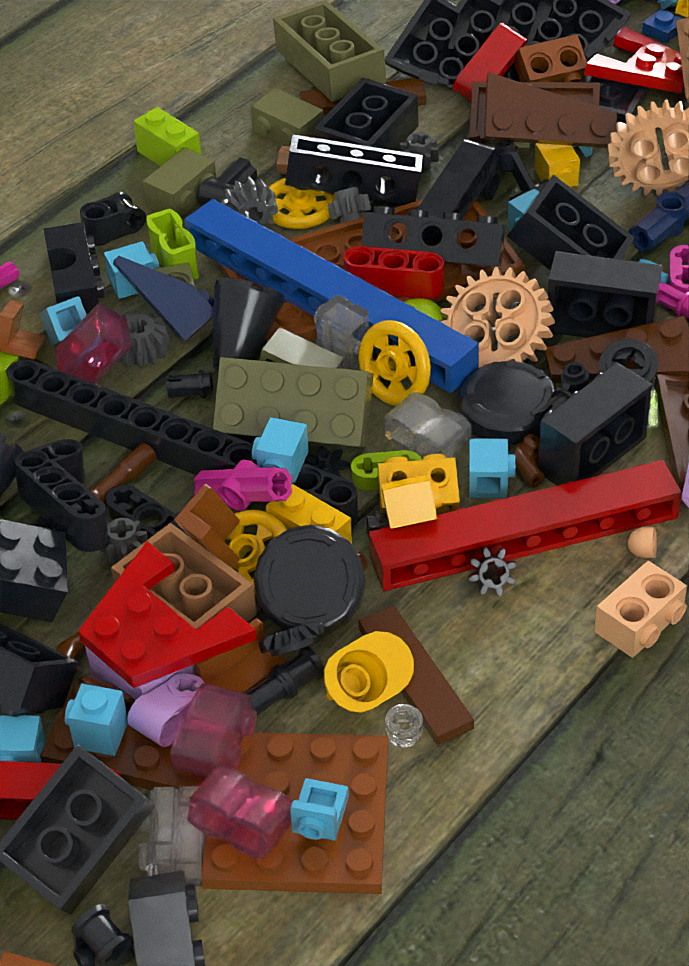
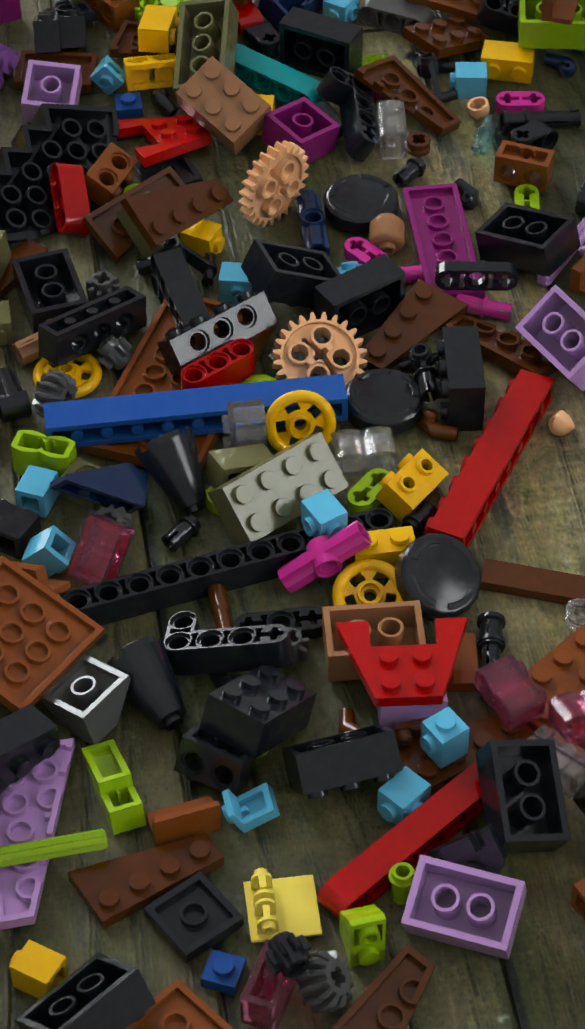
camera: 50 degrees left, 0 degrees up
(164, 708) = (466, 701): lavender piece -> none
(210, 523) = (357, 591): dark orange panel -> none
(291, 638) = (479, 611): black gear -> none
(368, 671) = (533, 601): yellow piece -> none
(410, 501) = (432, 491): yellow brick -> none
(489, 468) = (431, 439): medium azure brick -> none
(503, 574) = (513, 498): gear -> none
(623, 351) = (431, 320): black gear -> none

